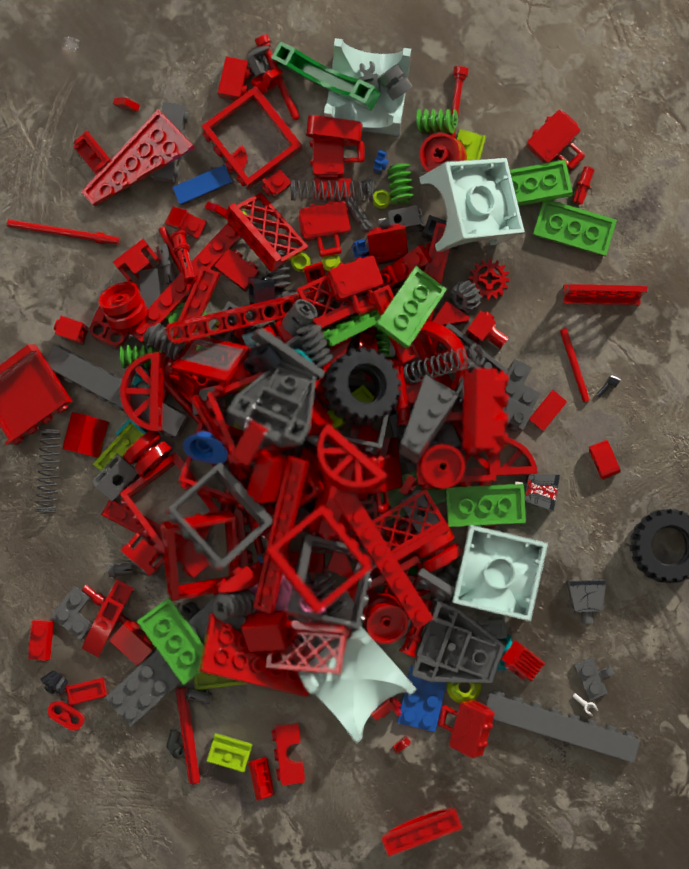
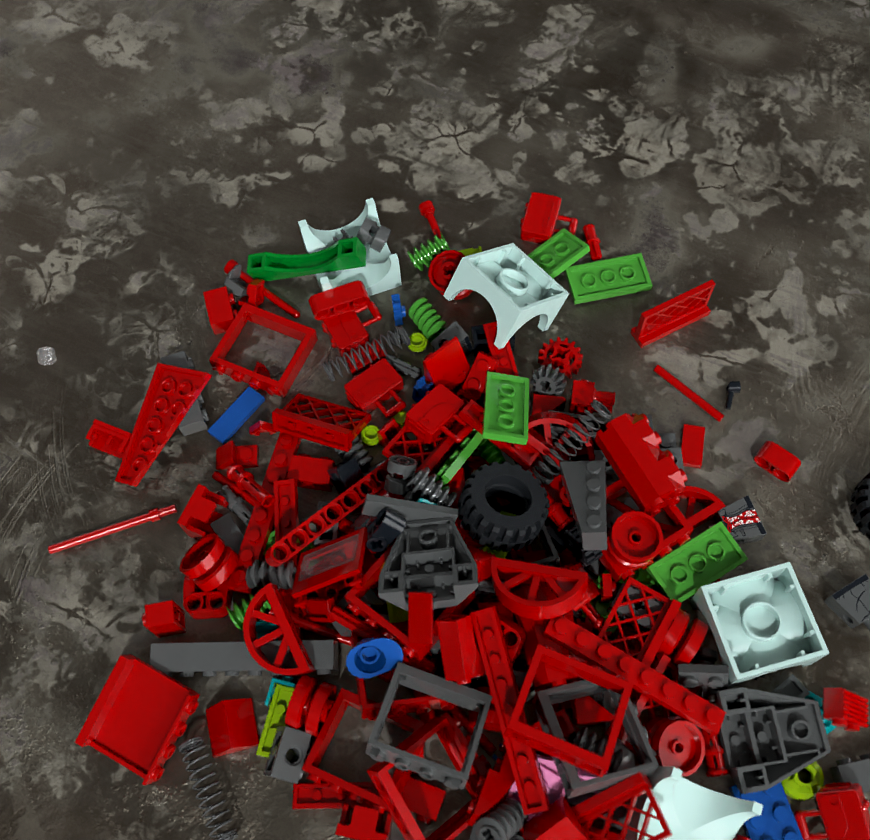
camera: 30 degrees left, 20 degrees down
(126, 103) = (125, 380): red tile -> none
(276, 183) = (308, 378): red bracket -> none

